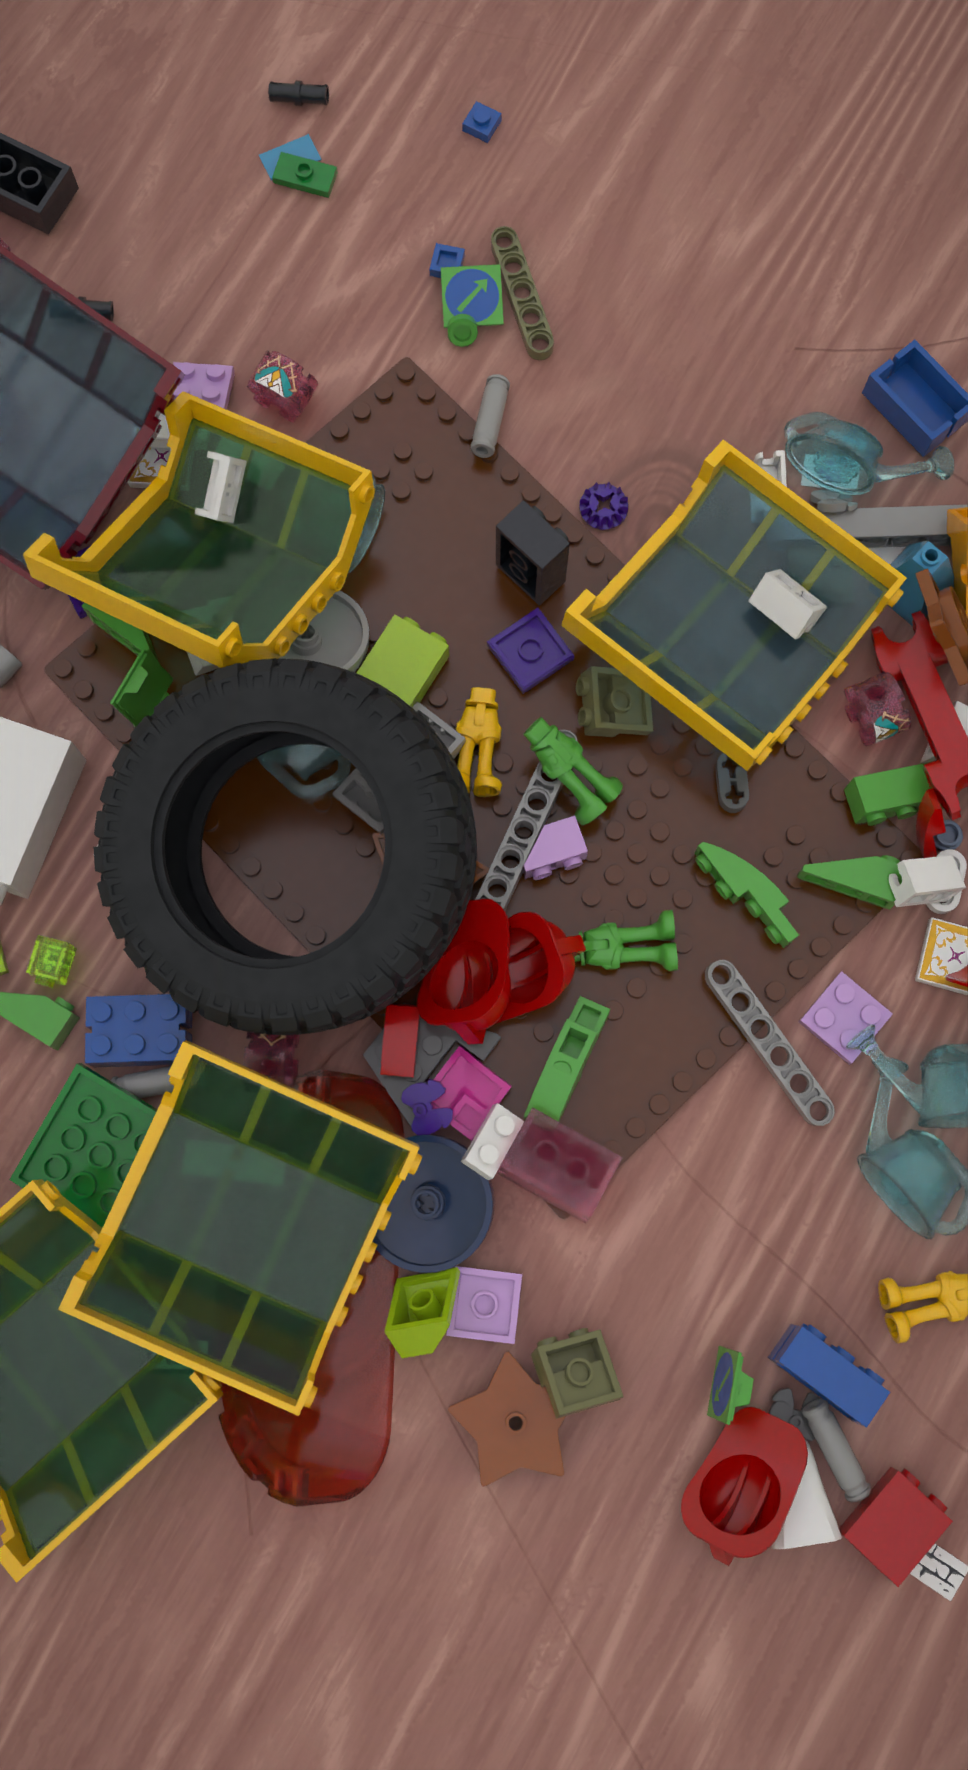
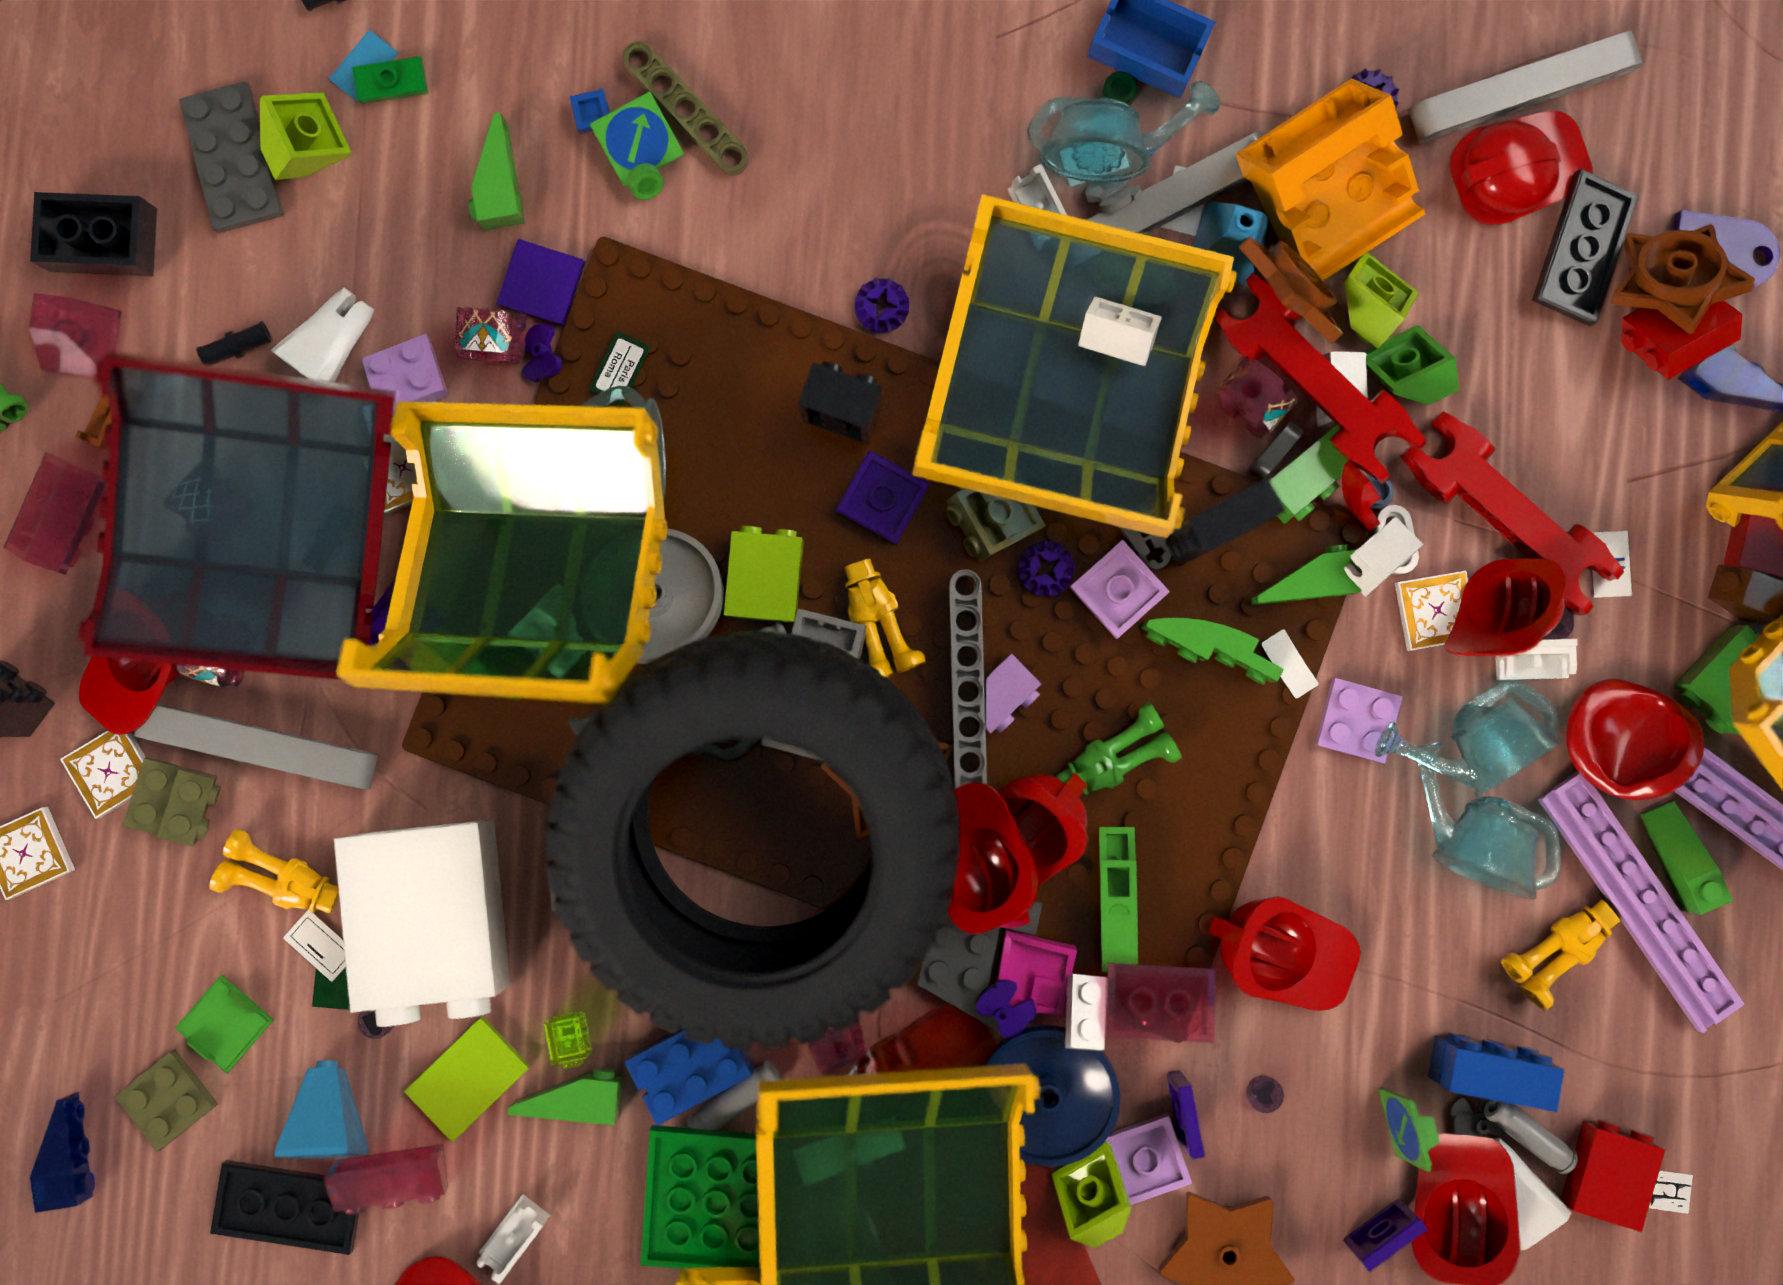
camera: 30 degrees left, 10 degrees up
(142, 688) = (521, 732): bright green piece -> none
(154, 177) = (229, 158): none -> dark grey plate
(163, 329) = (326, 338): none -> white piece
(214, 181) = (299, 134): none -> lime slope
(223, 488) = (491, 483): white hinge -> none
(314, 427) = (545, 363): none -> dark purple piece
(343, 369) = (541, 282): none -> dark purple tile
(345, 280) = (495, 183): none -> bright green slope
(375, 453) = (620, 364): none -> sticker
(400, 1040) = (952, 961): red slope -> none
(490, 416) = (721, 264): light grey axle -> none
(537, 1275) = (1185, 1114): none -> dark purple tile
(558, 756) = (970, 603): bright green piece -> none
(576, 1372) = (1263, 1184): olive plate -> none
(616, 1300) = (1264, 1094): none -> tile
(629, 778) = (1043, 584): none -> dark purple gear
(663, 1471) = (1384, 1234): none -> dark purple tile
(690, 810) = (1119, 589): none -> lavender plate
(693, 1181) = (1287, 953): none -> red piece
(764, 1046) = (1297, 785): light grey beam -> none
(800, 782) = (1224, 522): none -> black arch
(807, 944) = (1295, 673): none -> white sticker
(877, 761) = (1276, 450): none -> dark grey beam
(879, 426) = (1120, 87): none -> dark green tile

